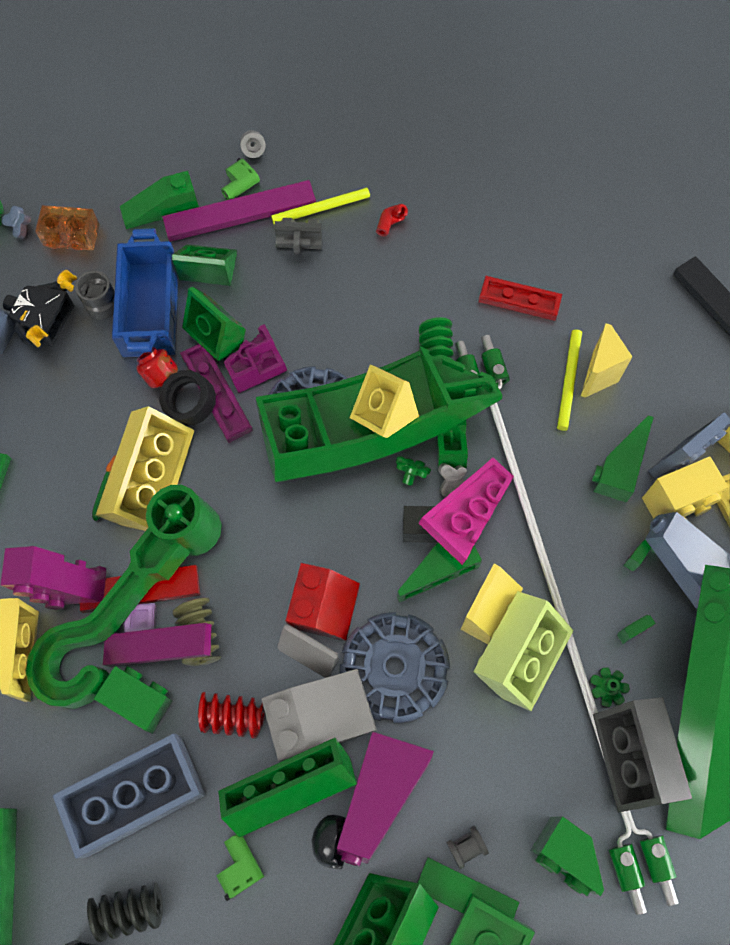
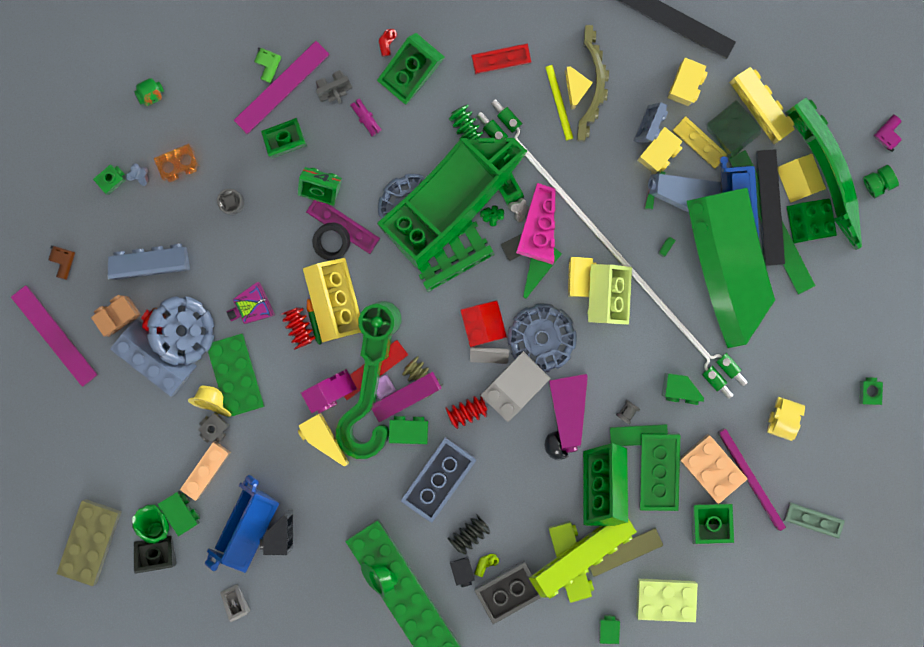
camera: 25 degrees left, 20 degrees up
(41, 310) = (200, 231): black torso -> none
(41, 425) = (251, 305): none -> torso
(76, 481) = (298, 327): none -> red piece
(88, 145) = (148, 92): none -> green head
(145, 296) = (264, 188): blue container -> none
(156, 367) = (300, 232): red head -> none
(162, 198) = (225, 110): green slope -> none
(244, 870) = (517, 486): bright green piece -> none
(253, 149) = (261, 32): light grey tile -> none
(255, 361) = (356, 192): magenta slope -> none
(286, 787) = (519, 432): green brick -> none
(317, 284) = (365, 117): none -> magenta pin
(322, 205) = (334, 55): neon yellow bar -> none
(333, 508) = (461, 254): none -> green fence
(384, 403) = (458, 192): light yellow slope -> none
(403, 254) = (410, 68): none -> green slope
(609, 687) = (661, 287): green plant -> none
(621, 468) = (616, 150): green slope -> none
(629, 389) = (600, 93): none -> olive piece
(641, 755) = (696, 318): dark grey brick -> none

